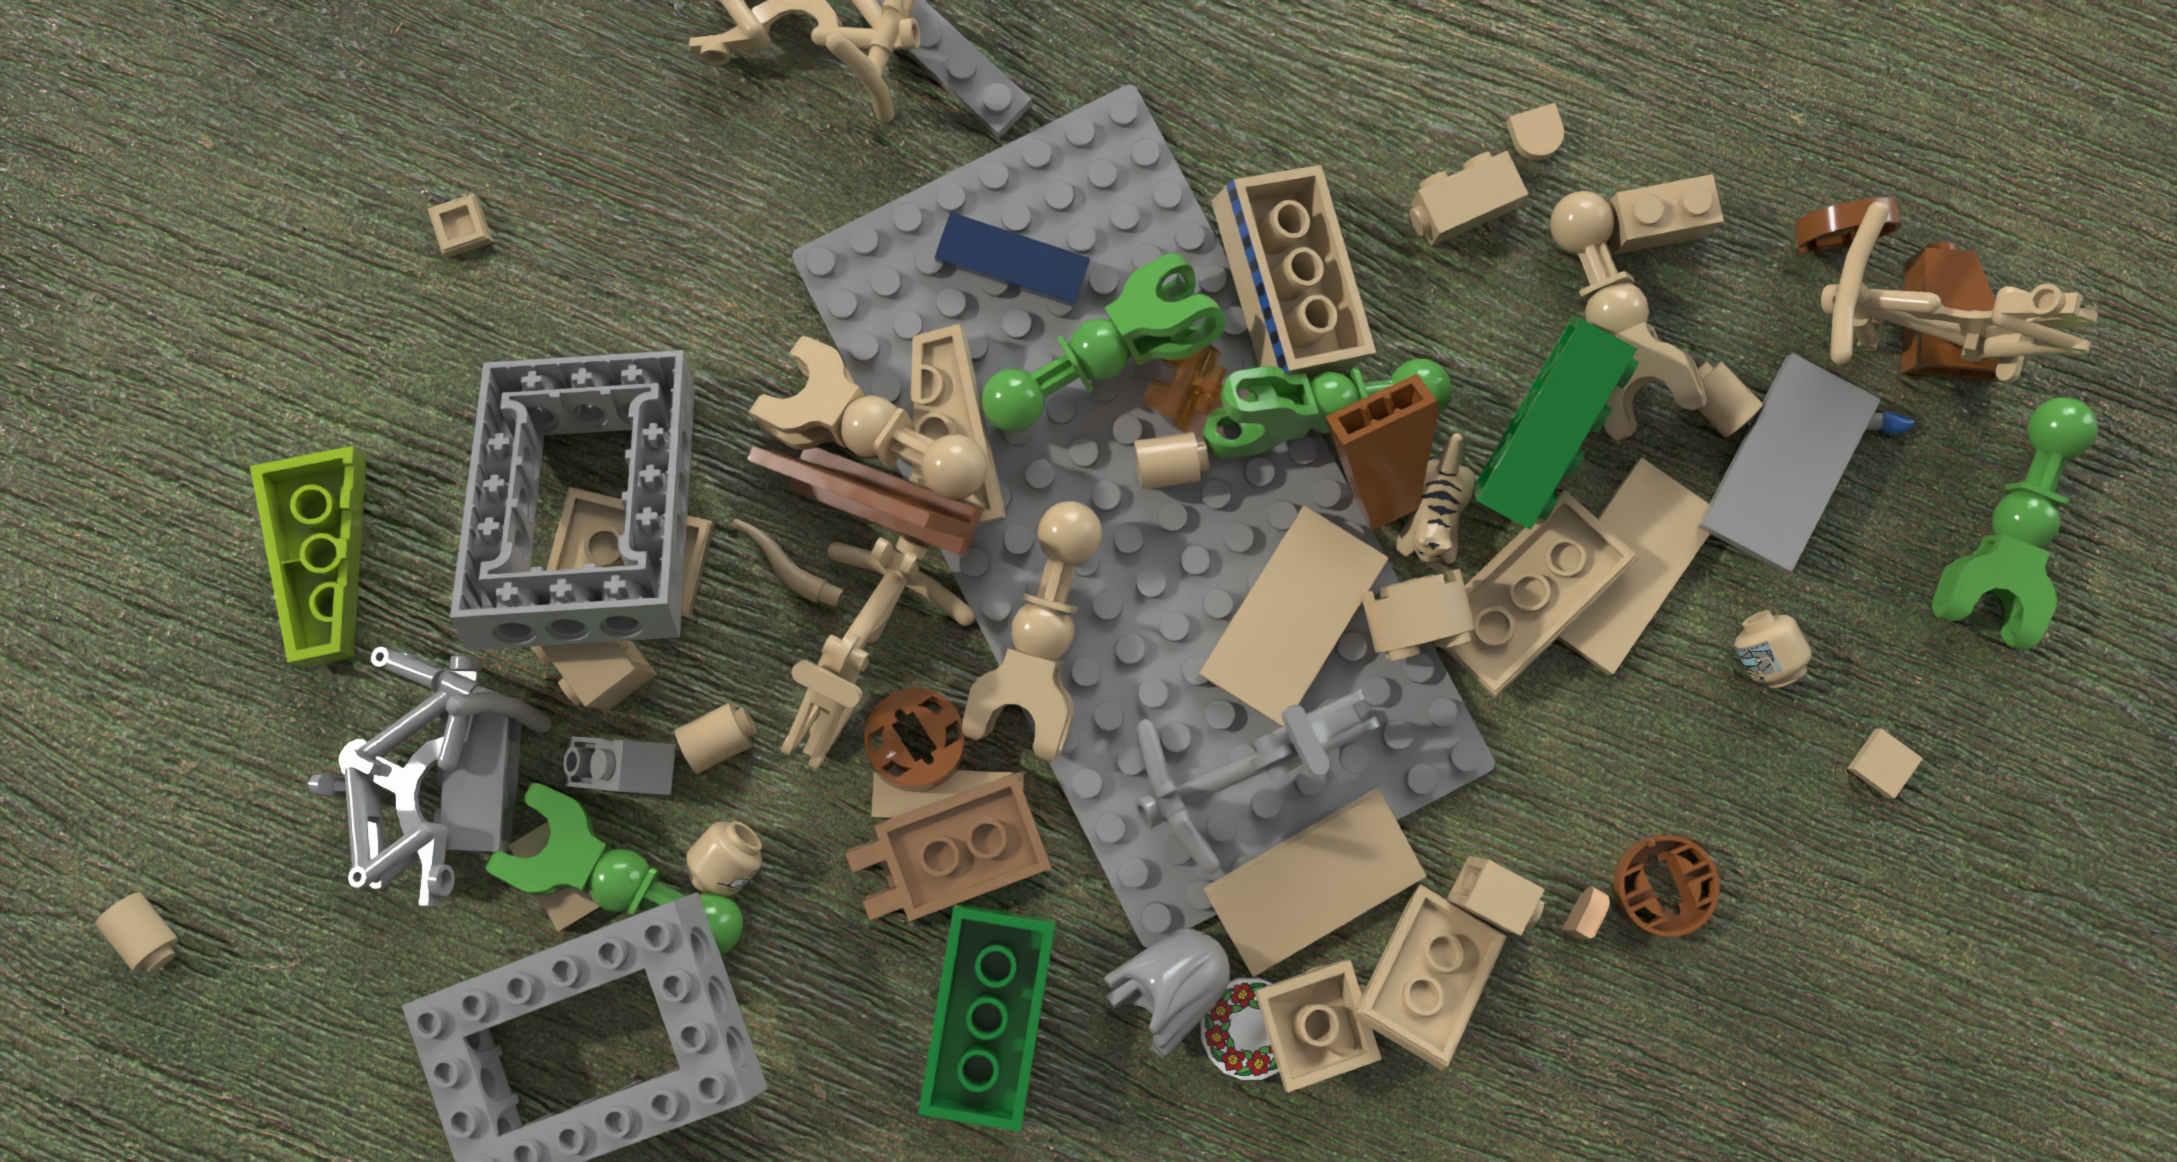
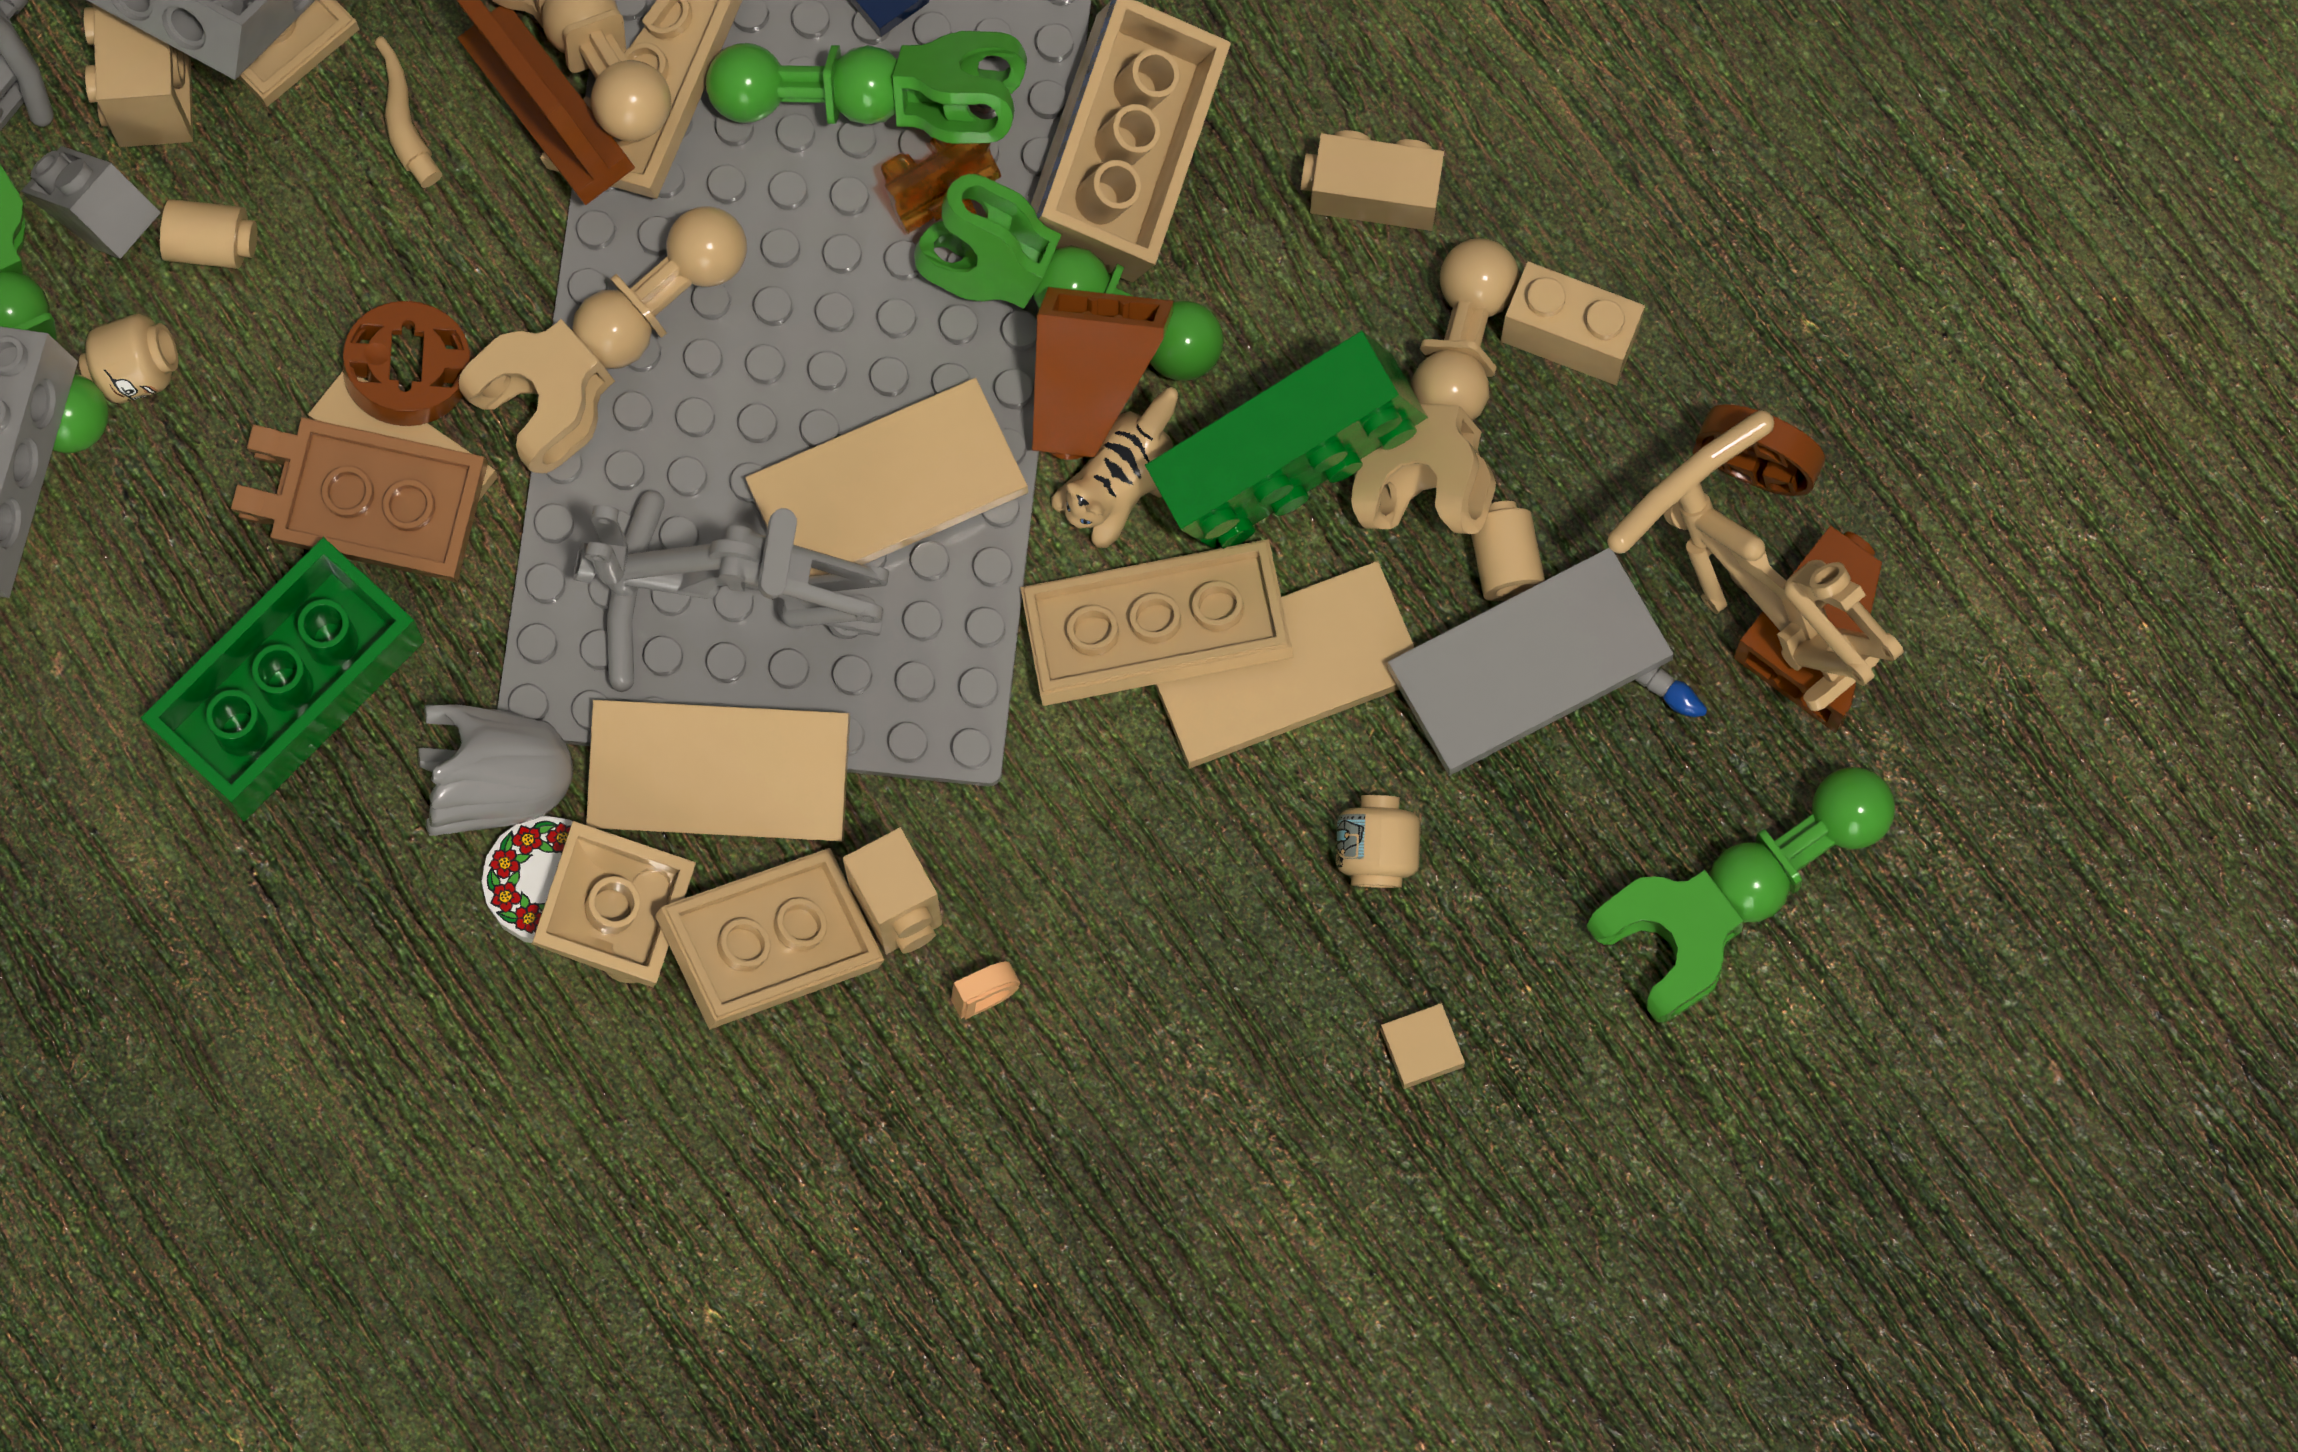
camera: 35 degrees right, 10 degrees down
(834, 678) = (378, 212): tan piece -> none
(1170, 460) = (865, 244): tan brick -> none
(1419, 613) = (1010, 550): tan brick -> none
(1536, 132) = (1504, 163): tan tile -> none
(1687, 875) = (1080, 975): dark orange piece -> none

